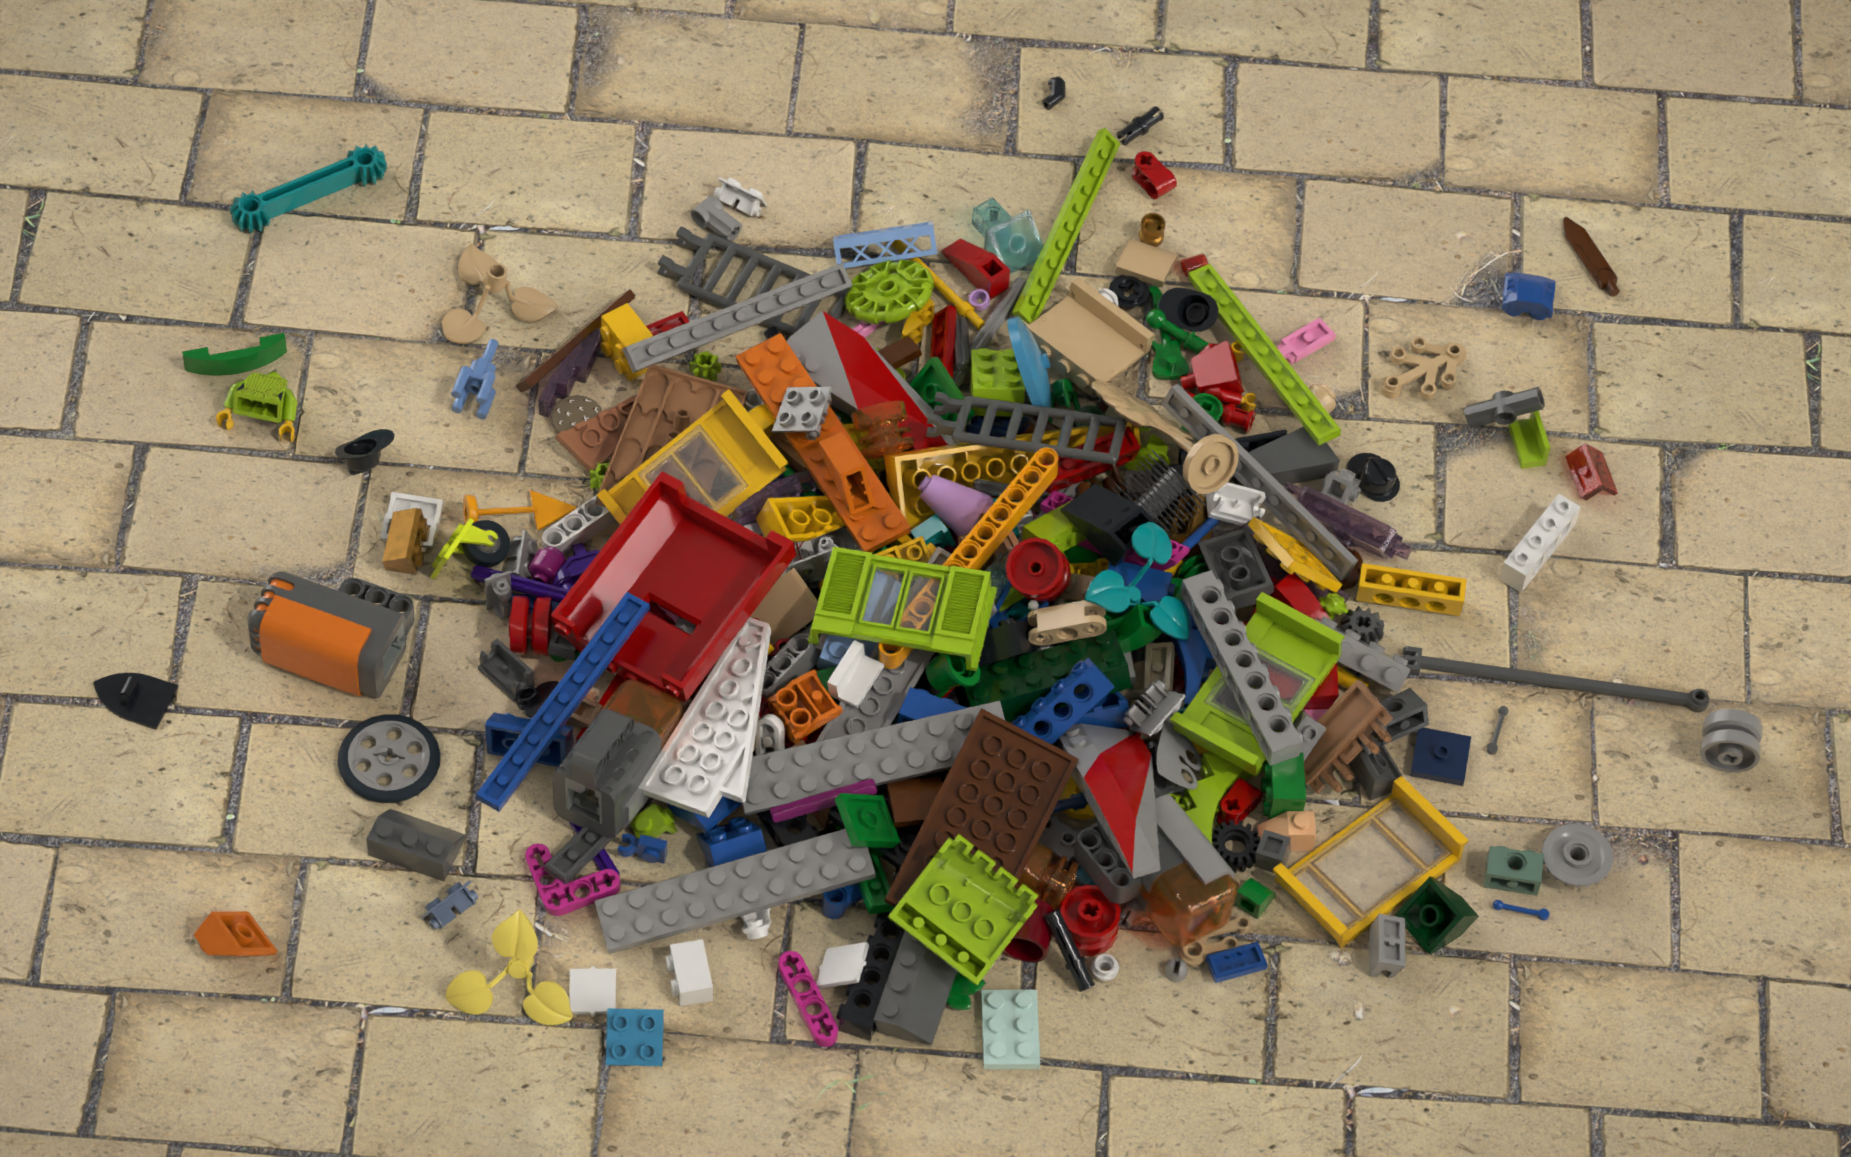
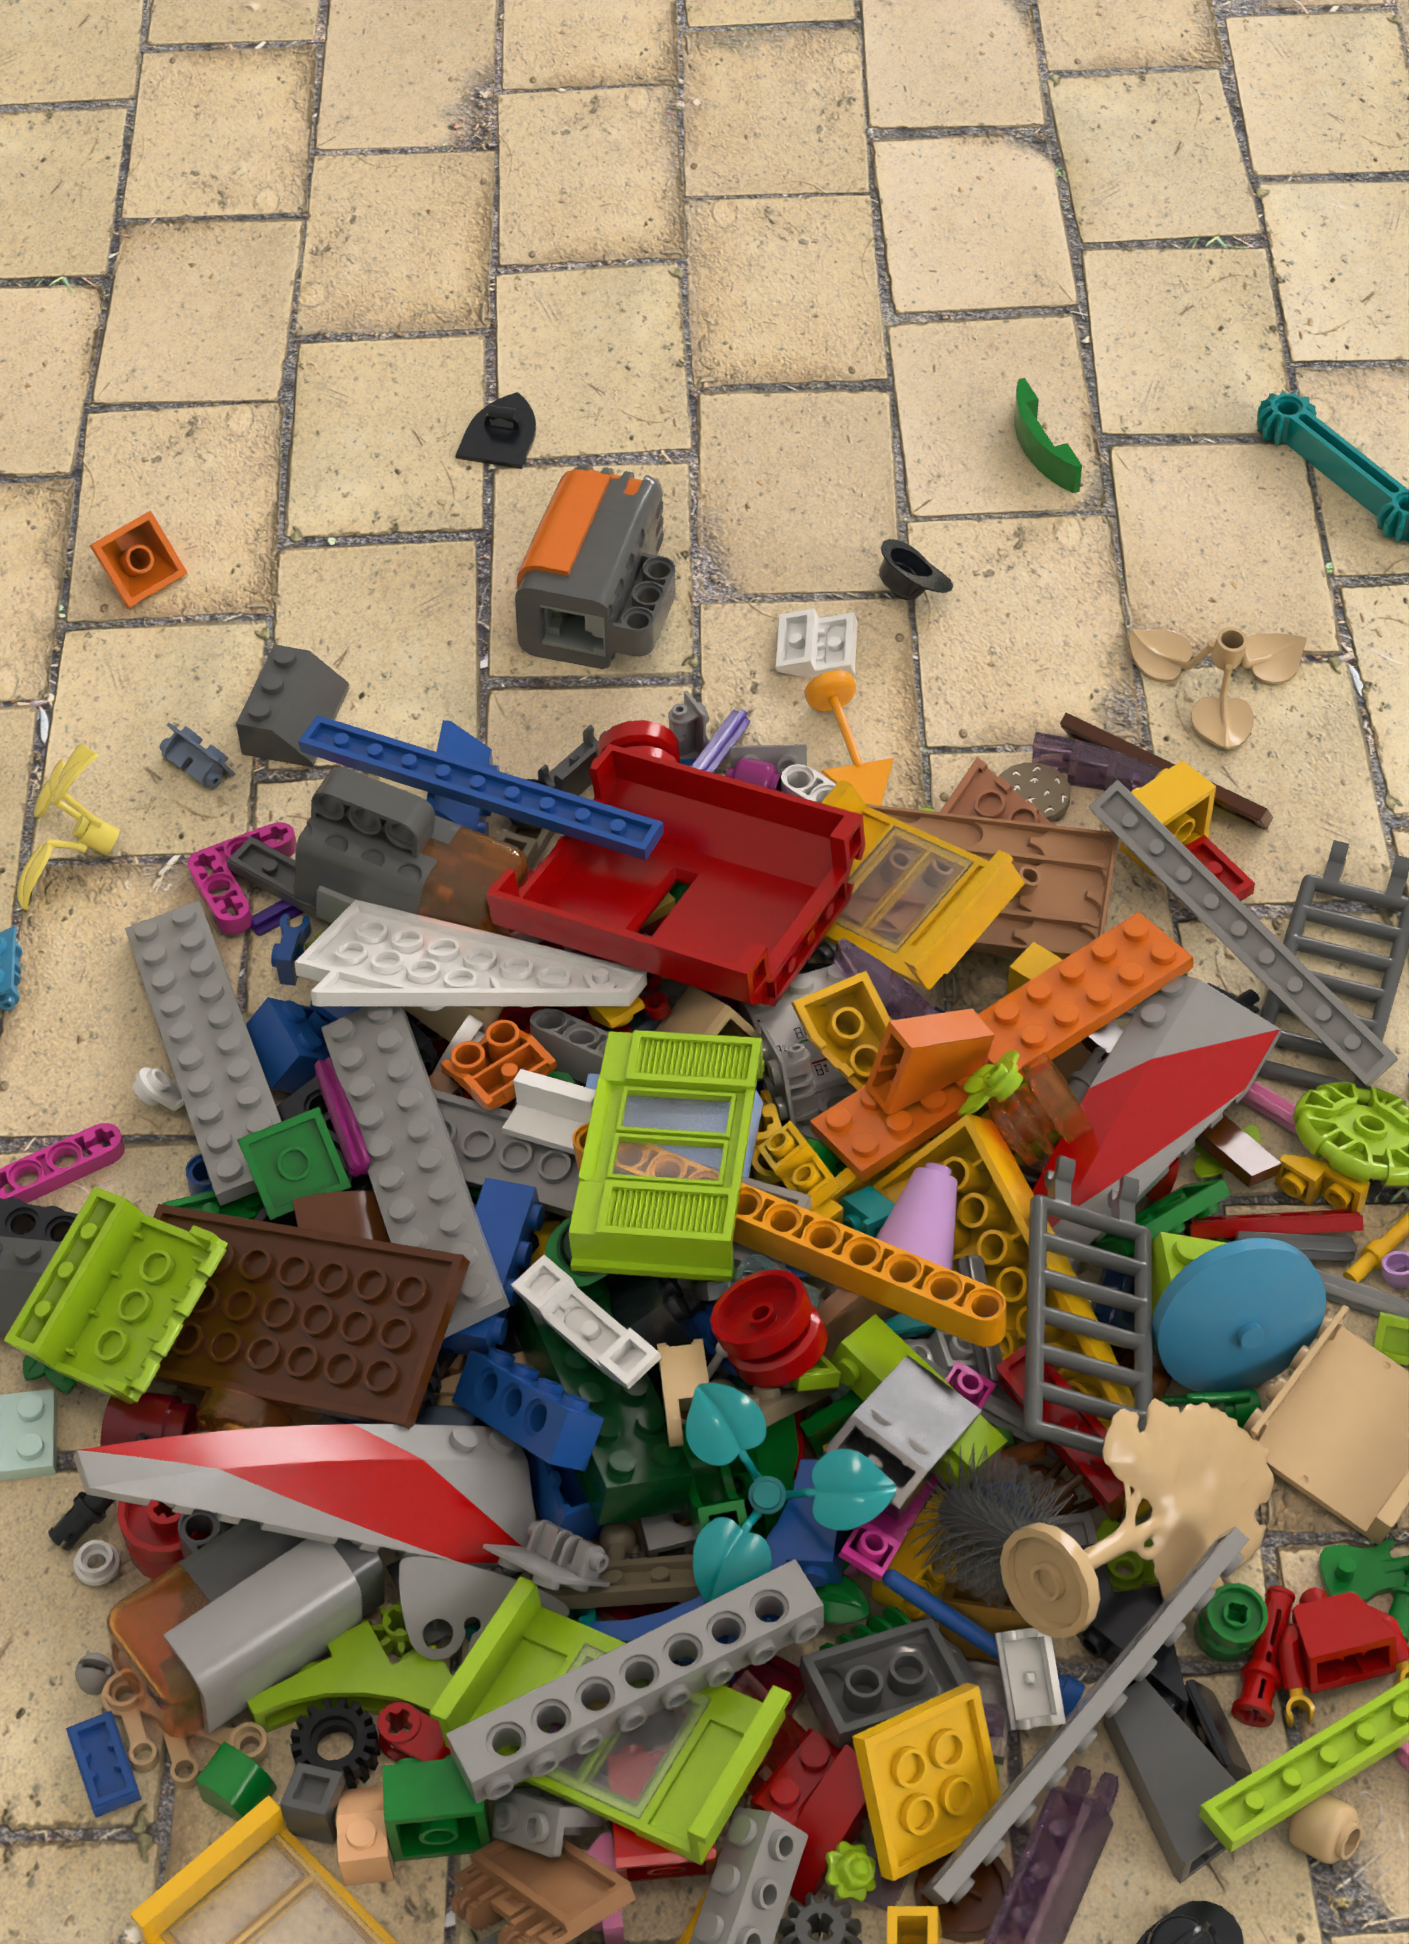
camera: 90 degrees right, 5 degrees down
(261, 398) = (971, 468): lime torso -> none
(401, 787) = (424, 707): wedge -> none
(405, 541) = (761, 629): pearl gold slope -> none
(477, 380) = (1062, 672): medium blue plant -> none
(482, 543) = (780, 708): plate -> none
(592, 990) = (66, 926): white piece -> none
(691, 973) = (83, 1023): white brick -> none
(706, 366) = (1163, 916): lime gear -> none
(803, 410) = (1033, 989): light grey hinge -> none
(842, 965) = (74, 1193): white piece -> none
(875, 444) = (992, 1081): none -> lime plate
(1023, 662) = (584, 1324): none -> white slope
(1332, 488) = (1126, 1874): light grey brick -> none

